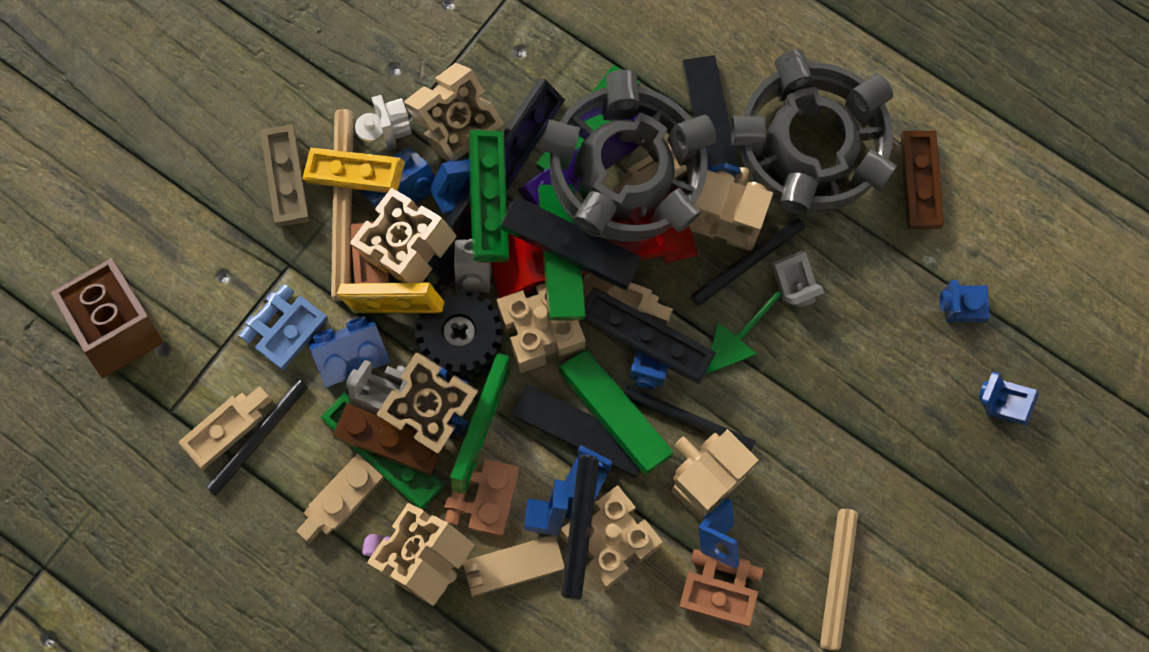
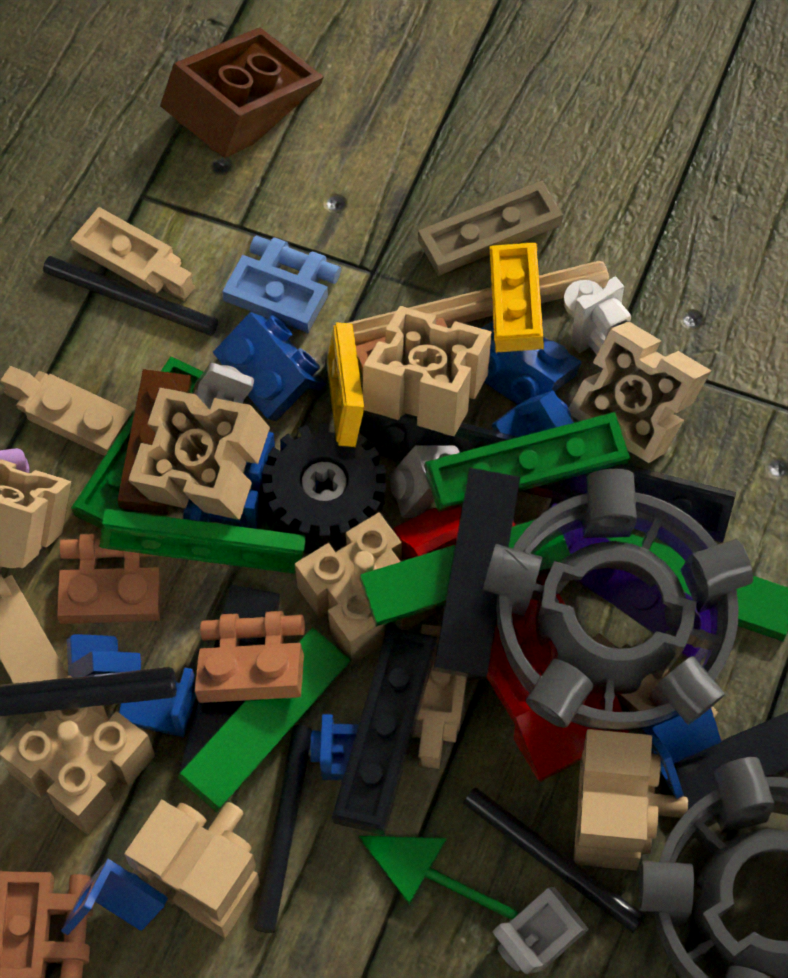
camera: 80 degrees right, 10 degrees down
(585, 410) = (250, 671): none -> nougat plate

